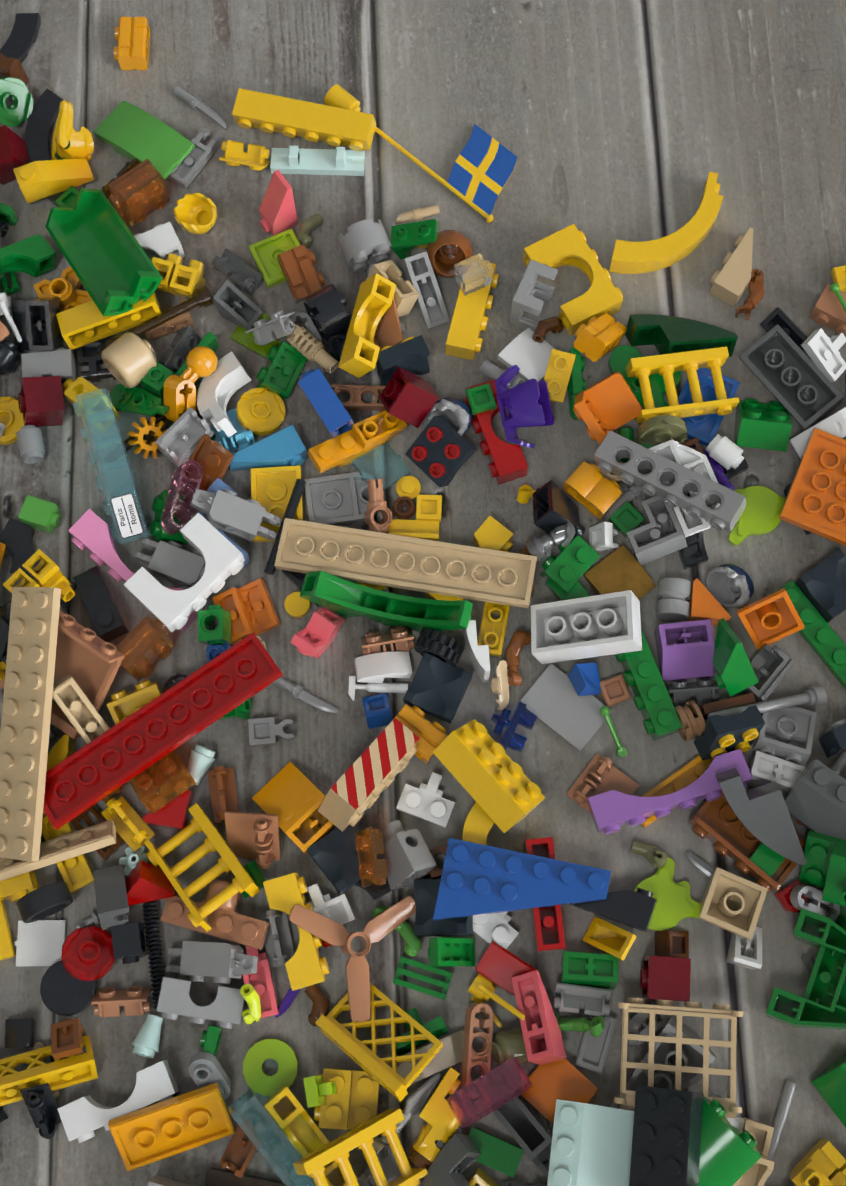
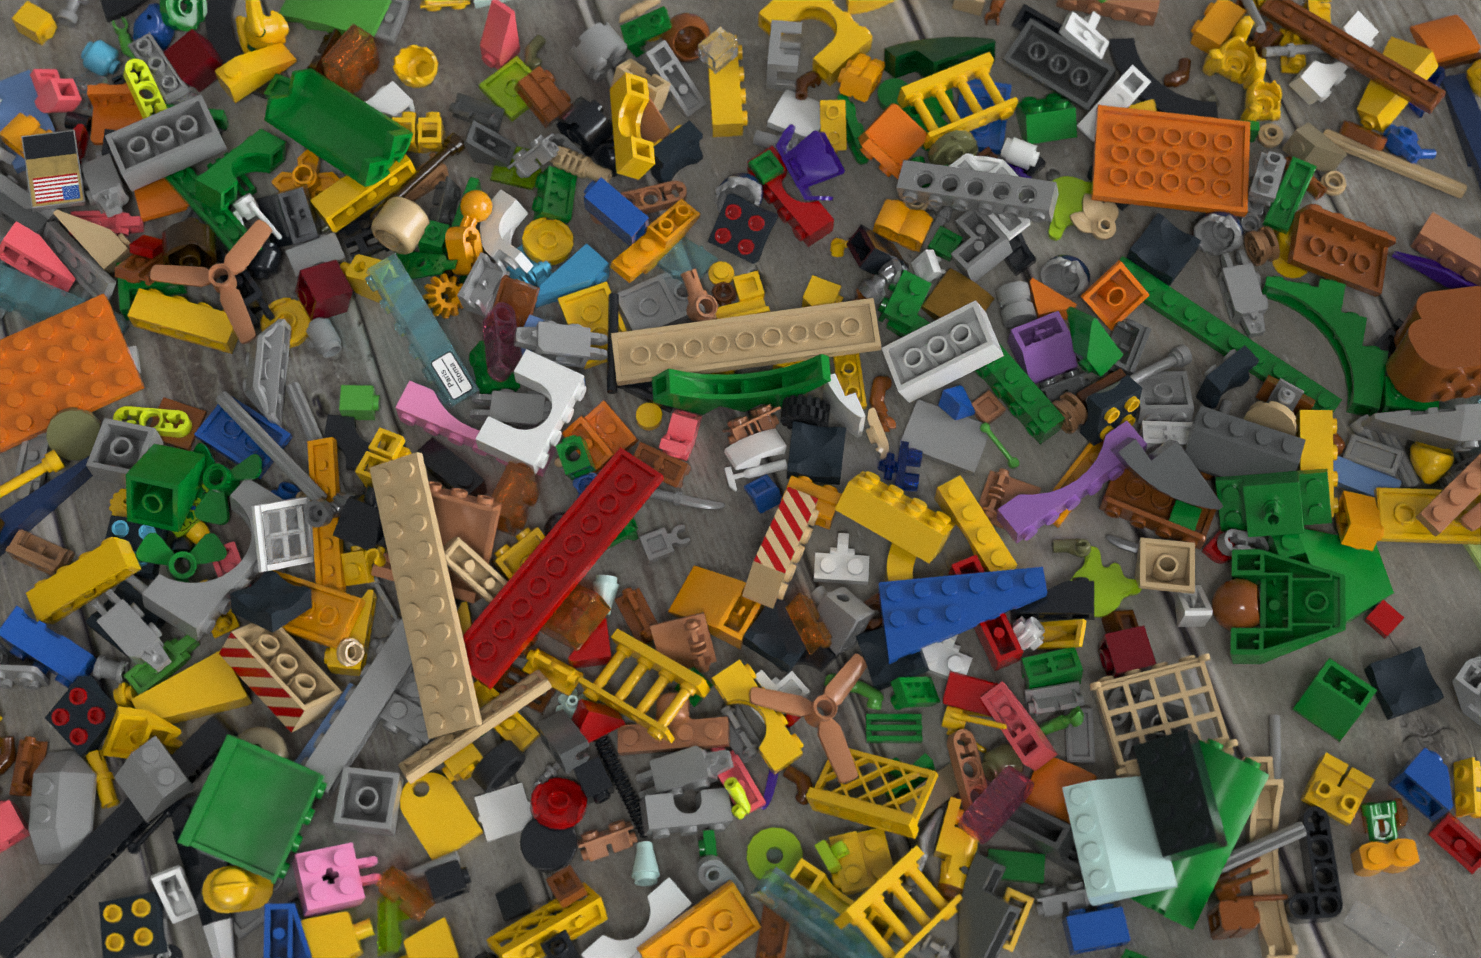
camera: 20 degrees left, 5 degrees down
(288, 657) = (670, 467): none -> dark orange hinge
(408, 397) = (694, 184): dark red head -> none
(563, 809) = (964, 510): none -> yellow arch
(578, 926) = (1029, 632): none -> white gear
(777, 532) = (1094, 215): none -> tan plate
(789, 964) = (1237, 604): none -> dark orange helmet

